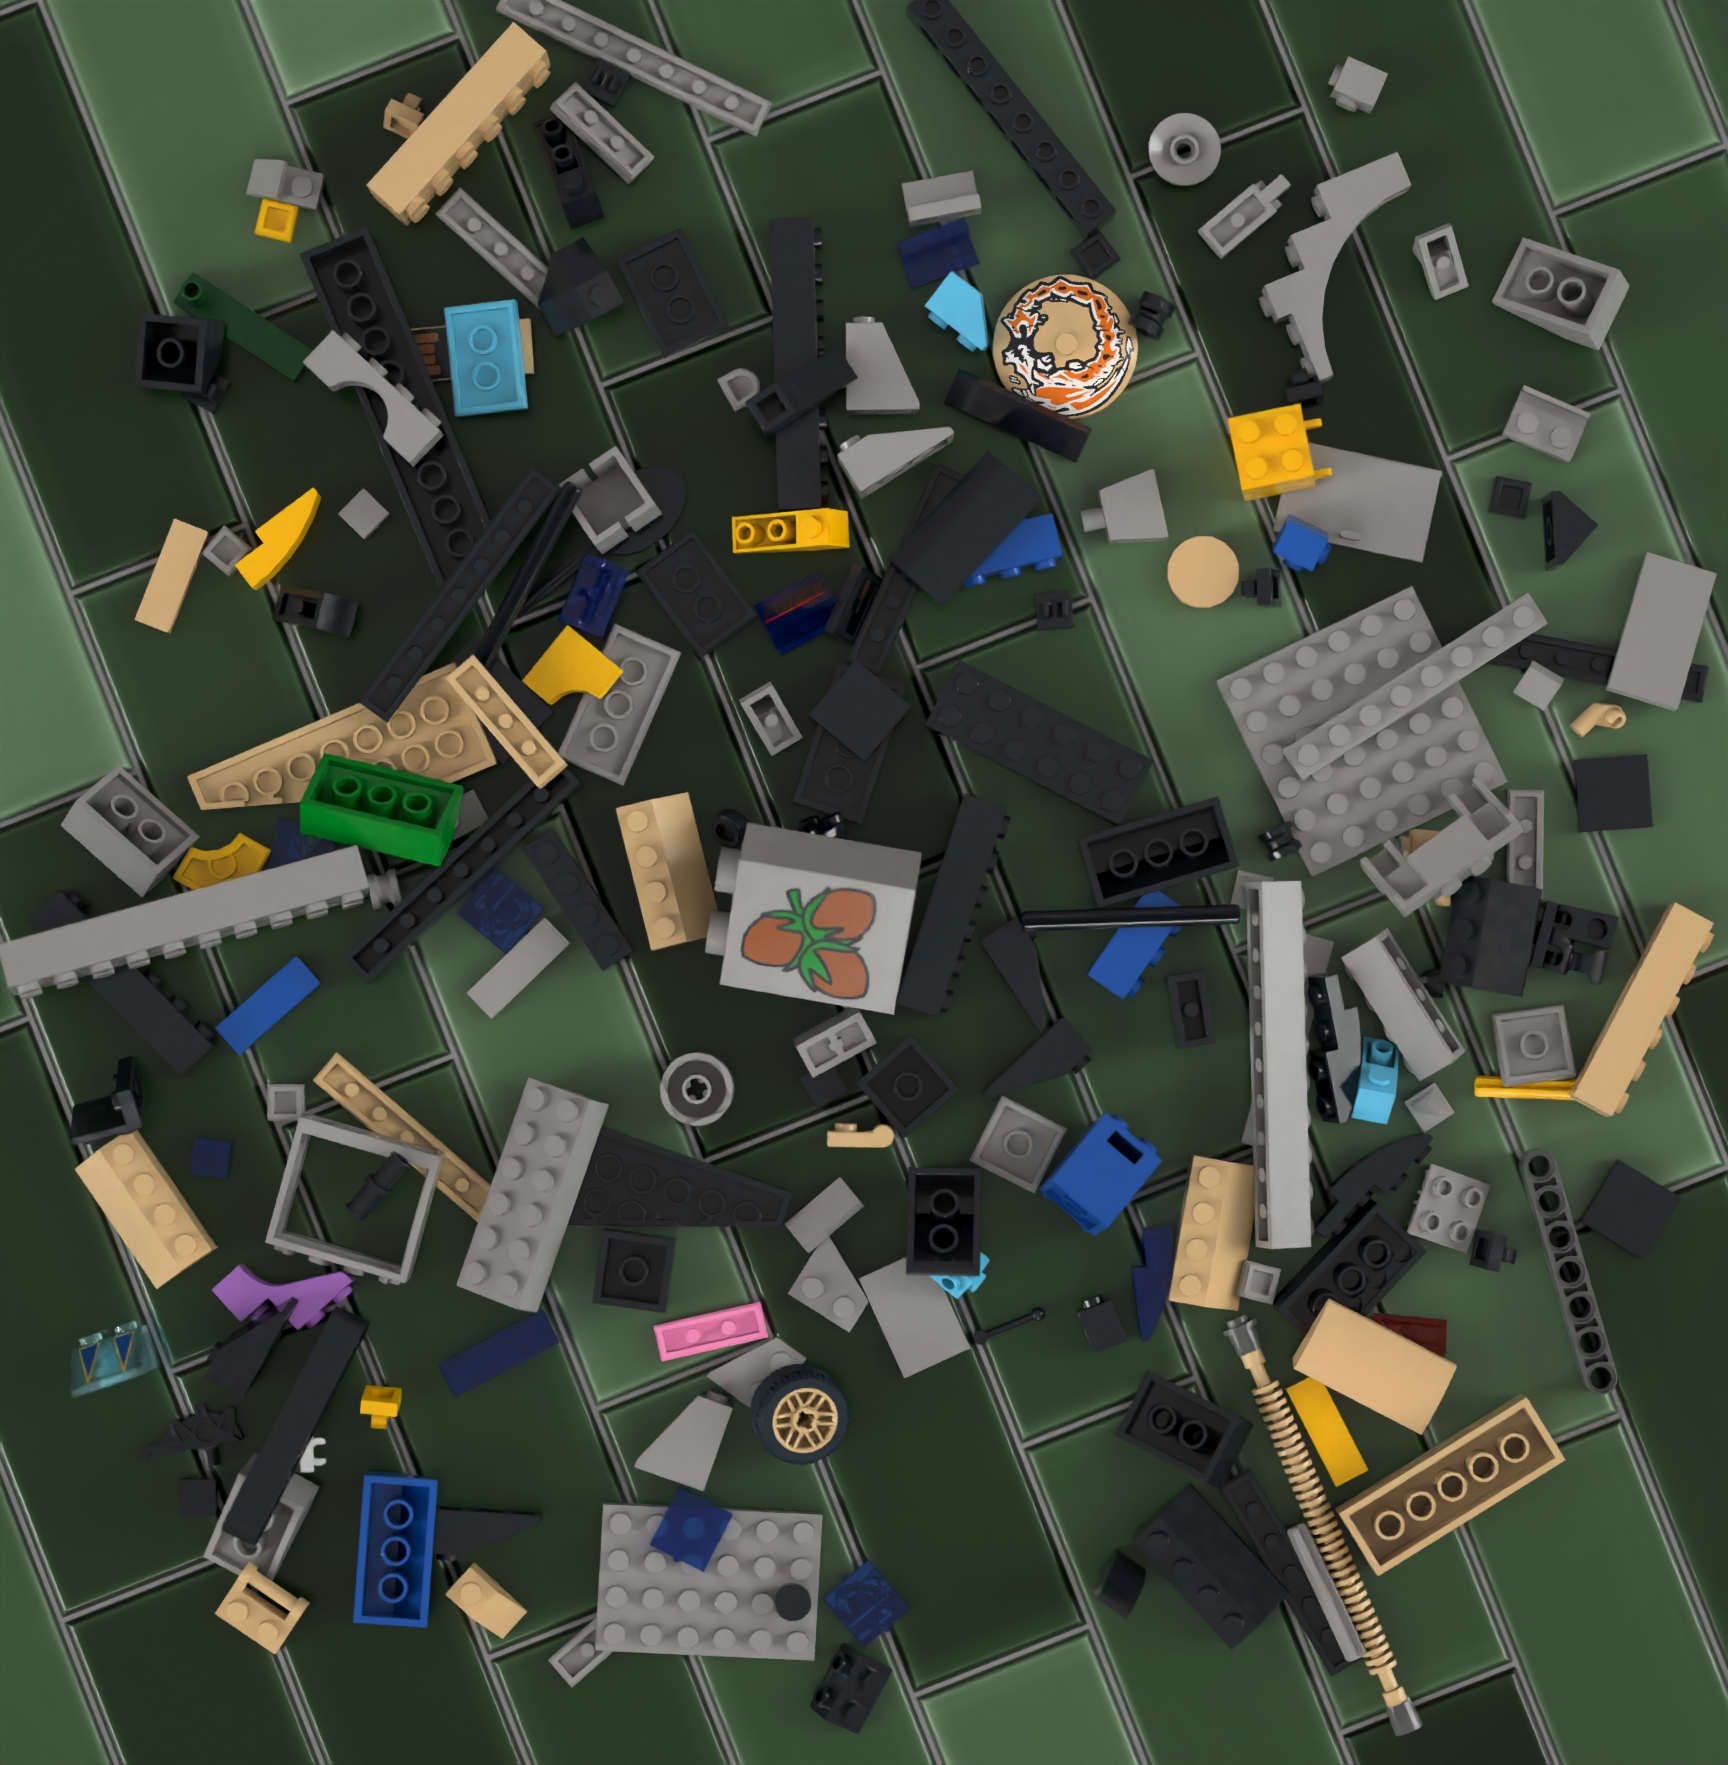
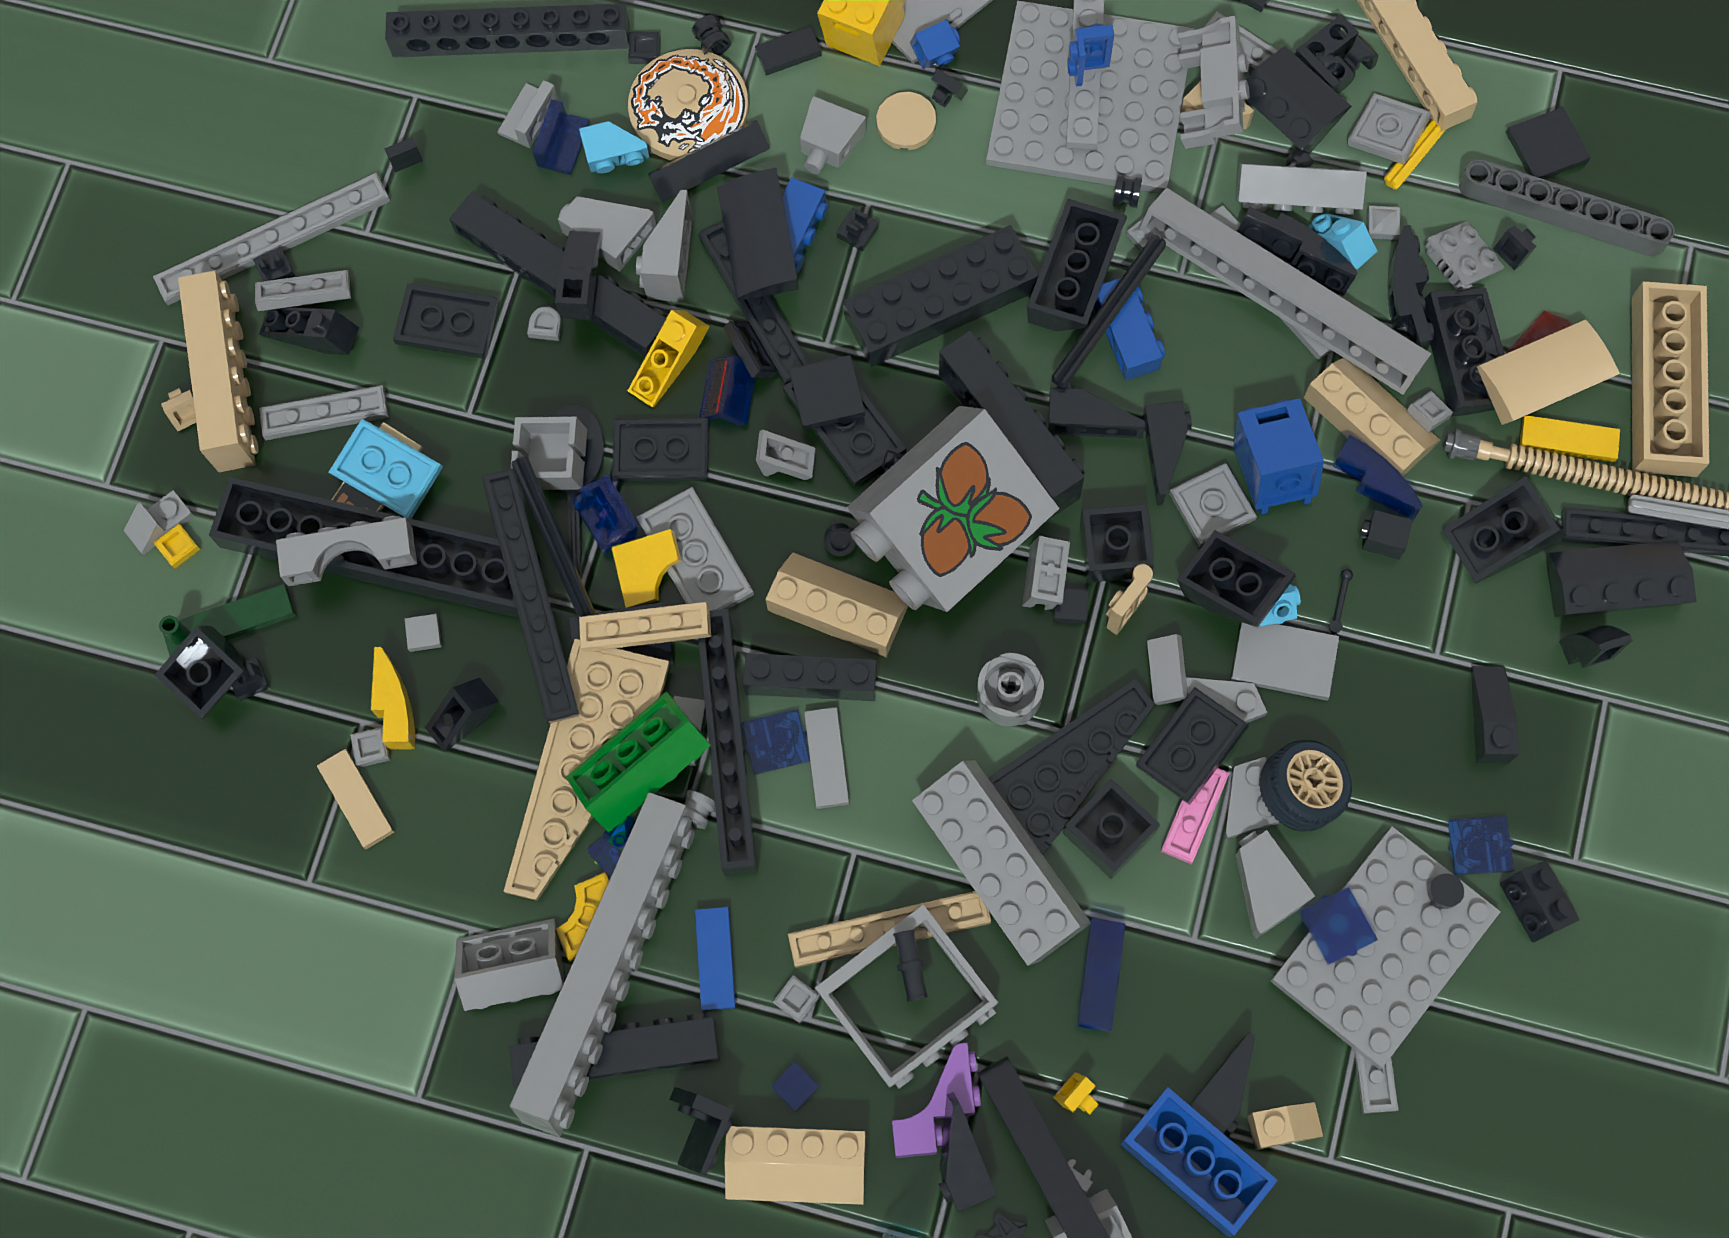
camera: 50 degrees left, 15 degrees down
(576, 288) = (390, 376): black slope -> none
(766, 1287) = (1192, 745): none -> black tile
(807, 115) = (403, 154): none -> black tile
(997, 1534) = (1493, 716): none -> black slope
(1190, 1010) = (1202, 321): black brick -> none
(1194, 400) = (788, 50): none -> black tile
(1388, 711) = (1090, 50): none -> blue bracket

